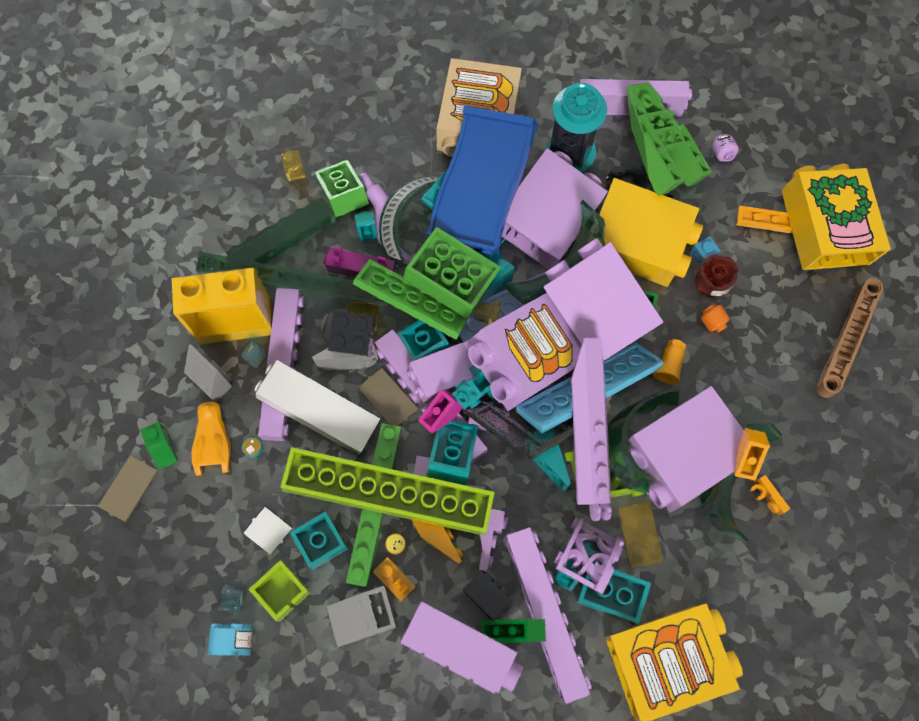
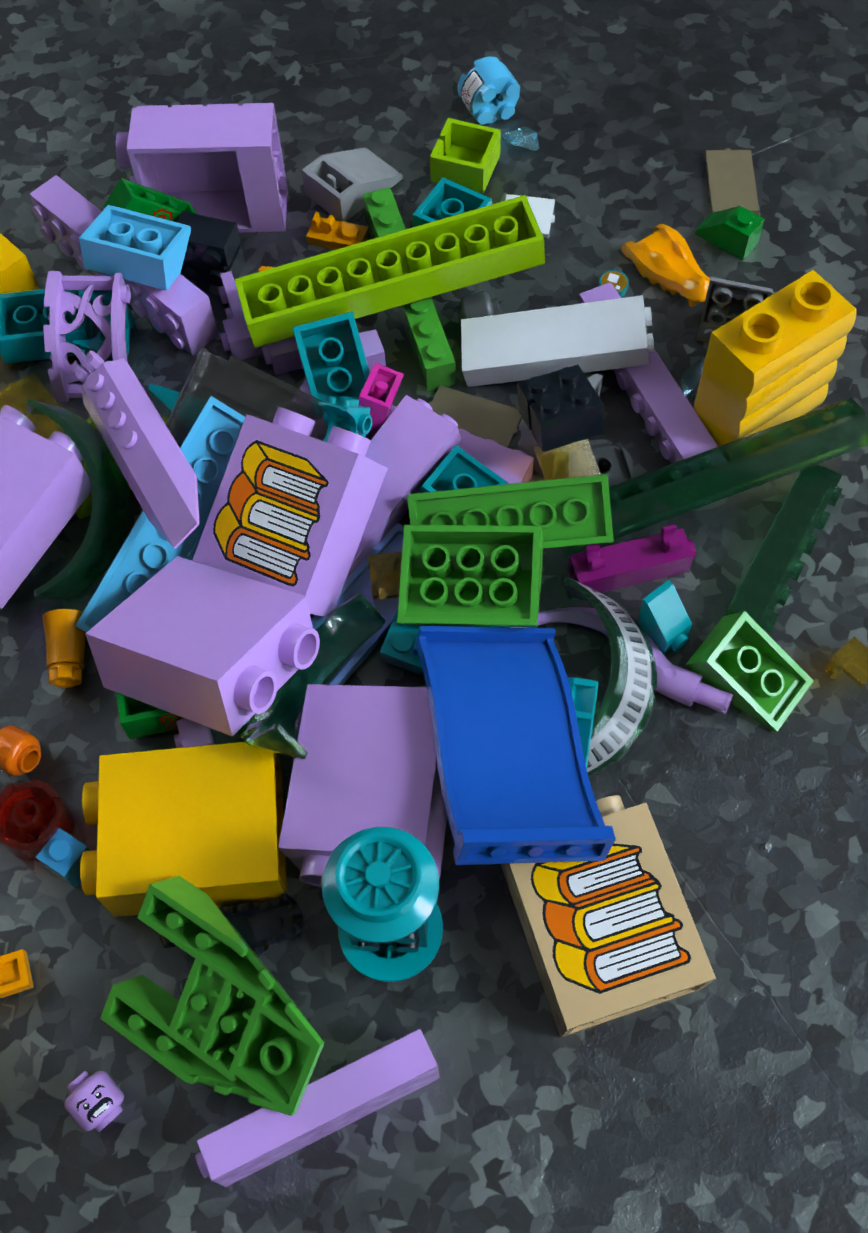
camera: 155 degrees right, 10 degrees down
(538, 586) = (136, 245): none -> medium azure slope

